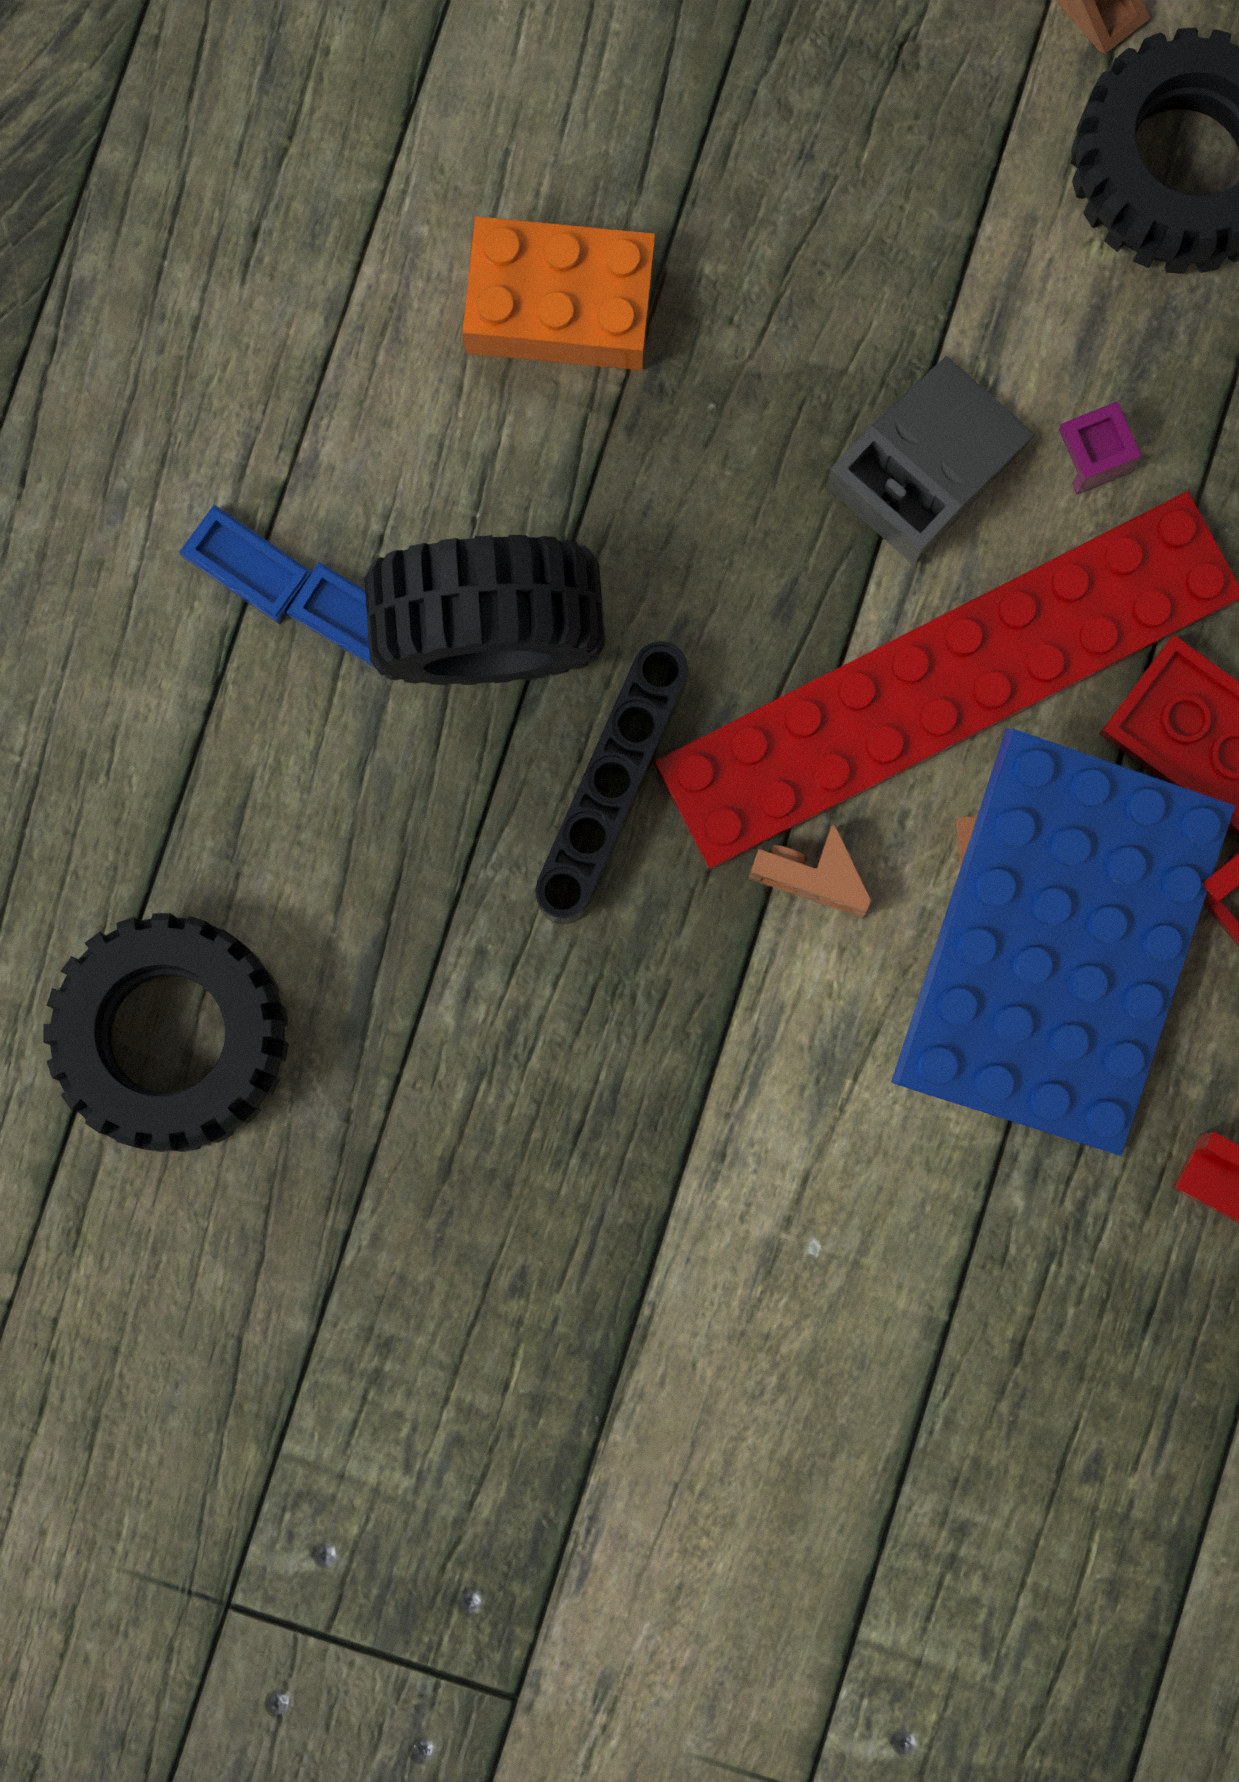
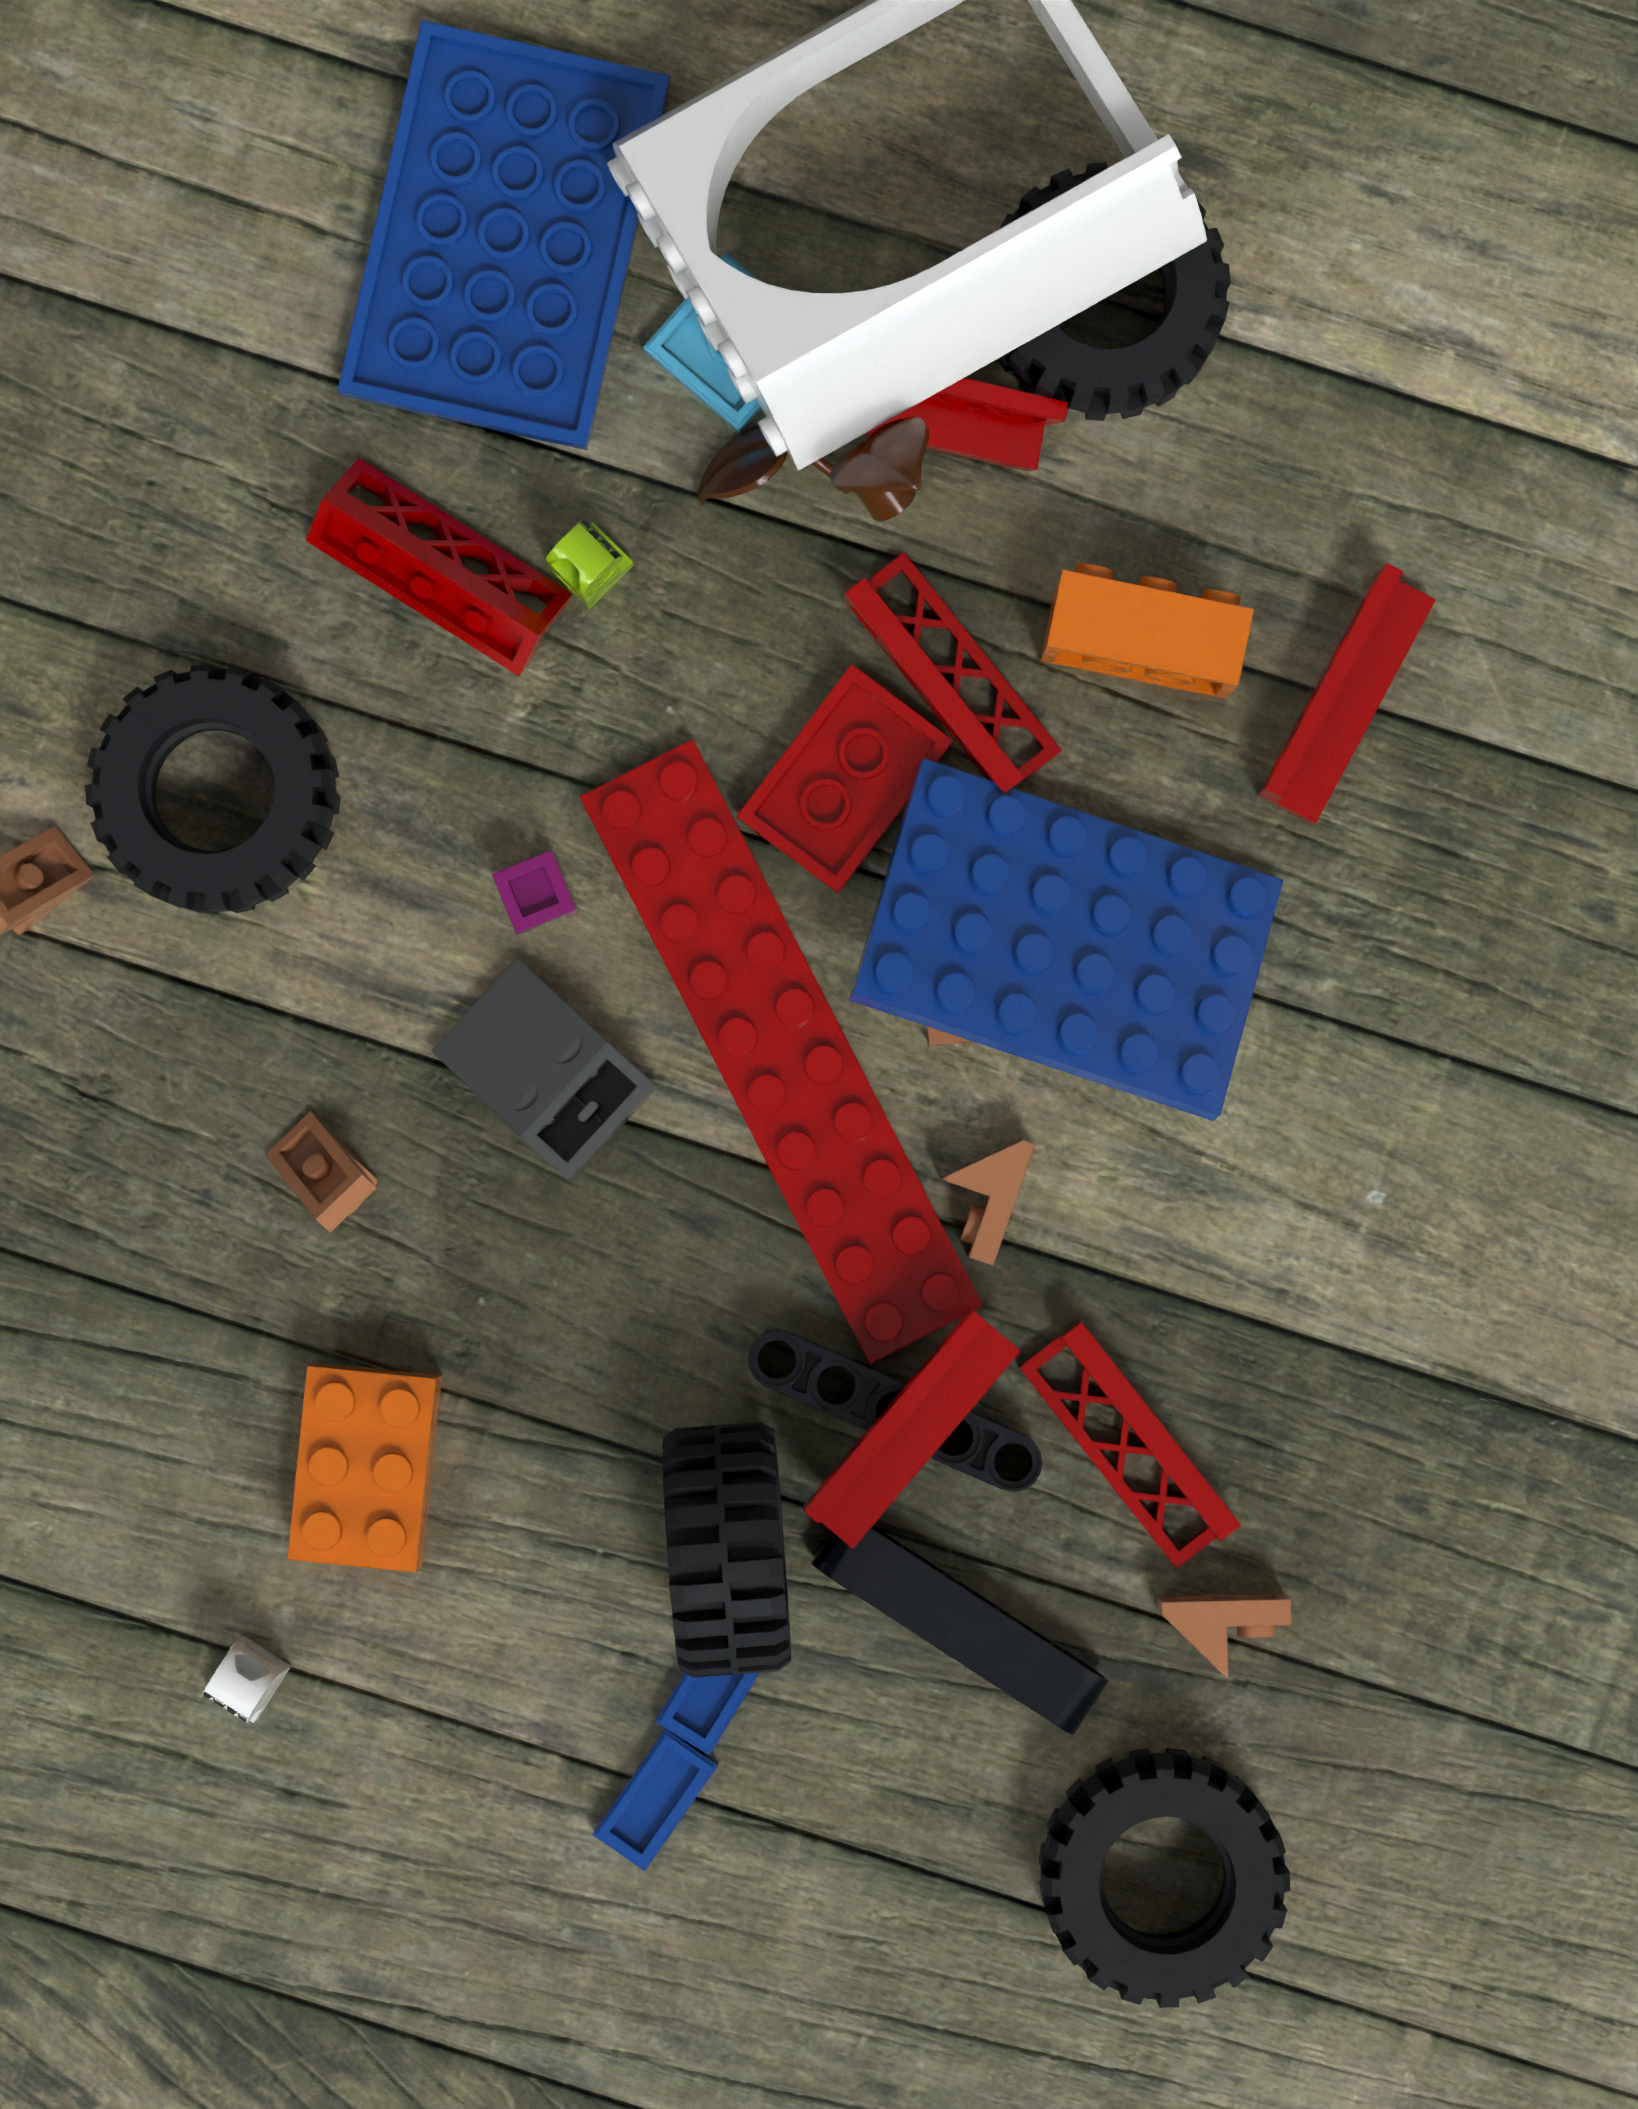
camera: 90 degrees left, 5 degrees up
(362, 183) = (246, 1680): none -> white leg
(409, 845) = (964, 1626): none -> black beam
(409, 1076) = (1206, 1618): none -> nougat slope
(593, 1022) = (1147, 1428): none -> red fence
(597, 789) = (911, 1428): none -> red fence
(831, 257) = (322, 1171): none -> nougat slope

